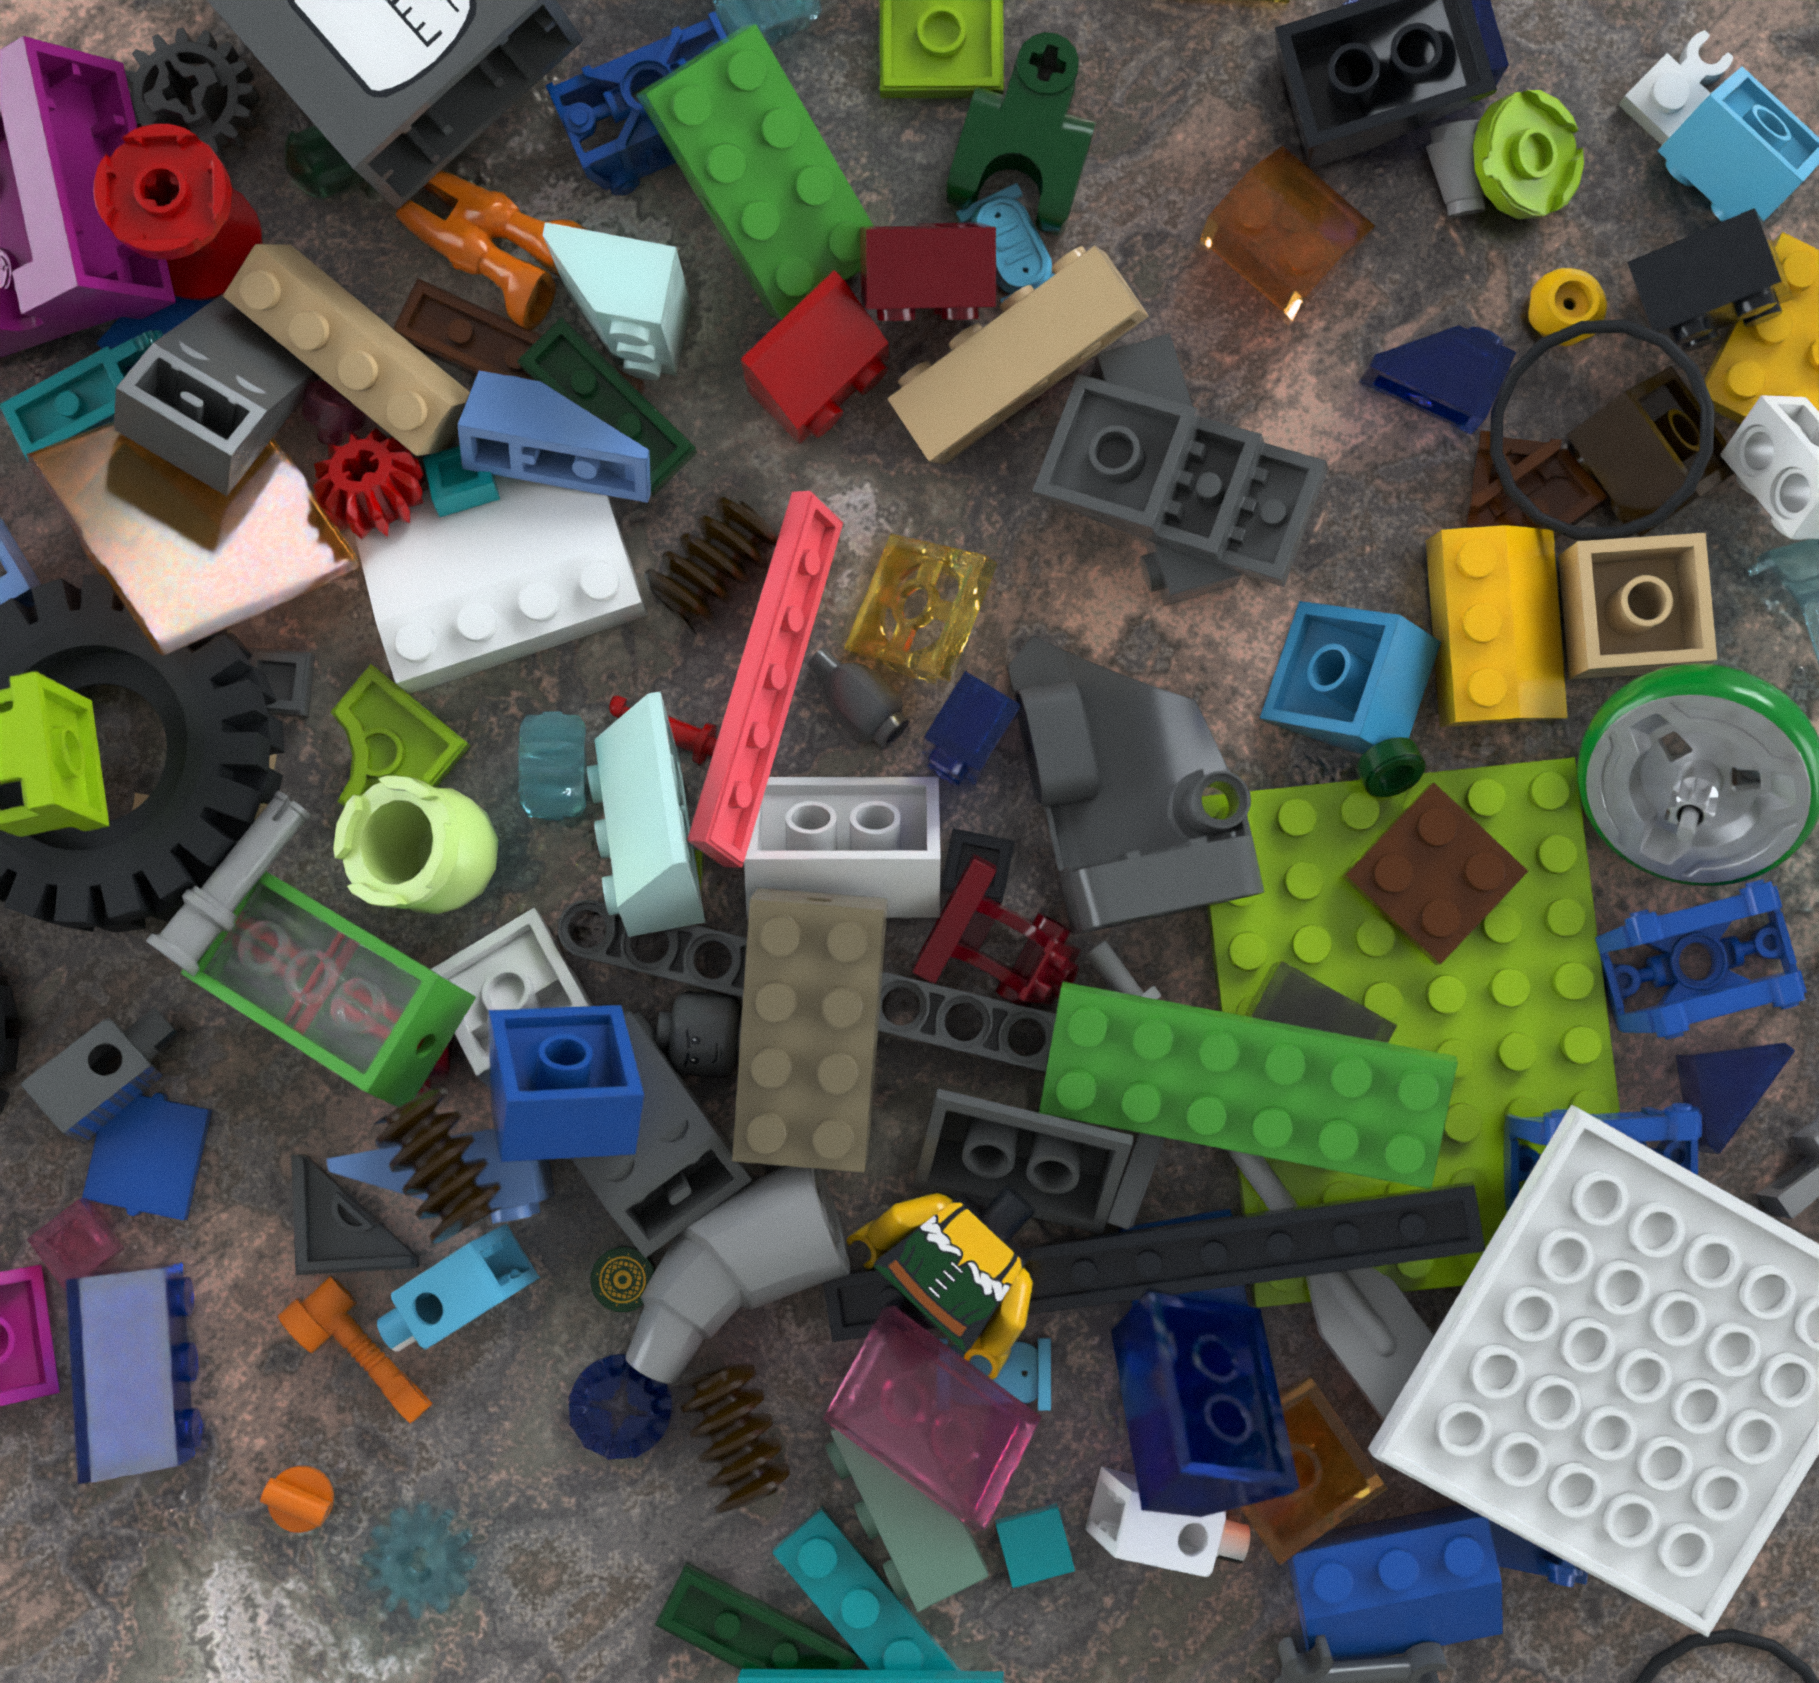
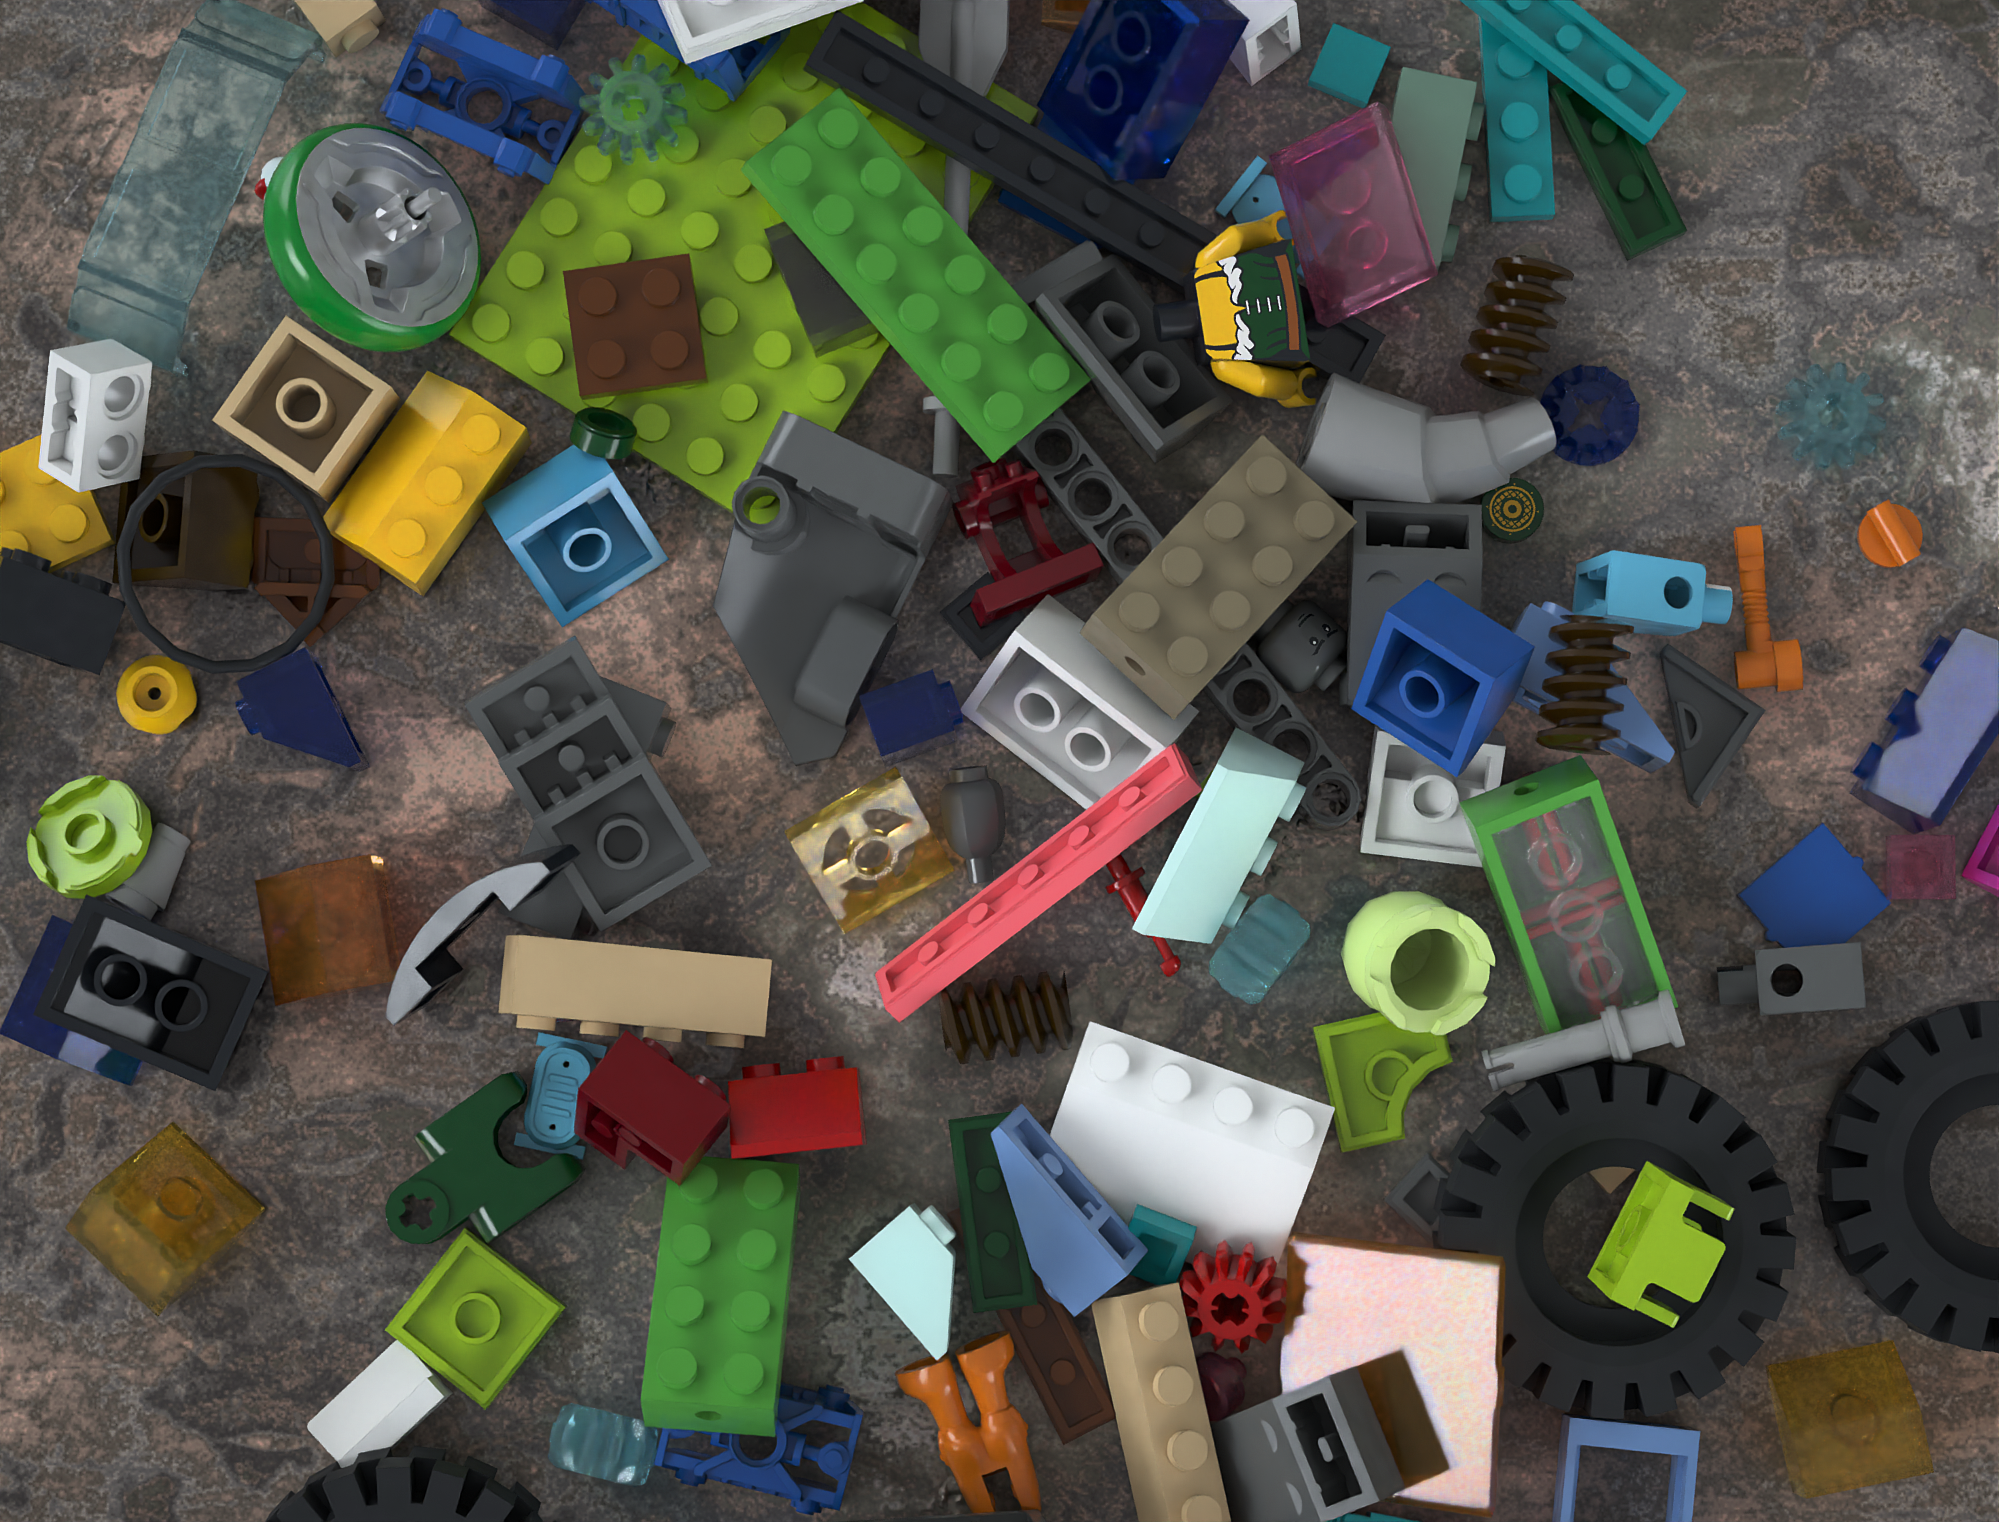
camera: 135 degrees left, 0 degrees up
(1193, 260) = (428, 963): none -> slope
(1604, 1050) = (657, 99): none -> clear light blue gear

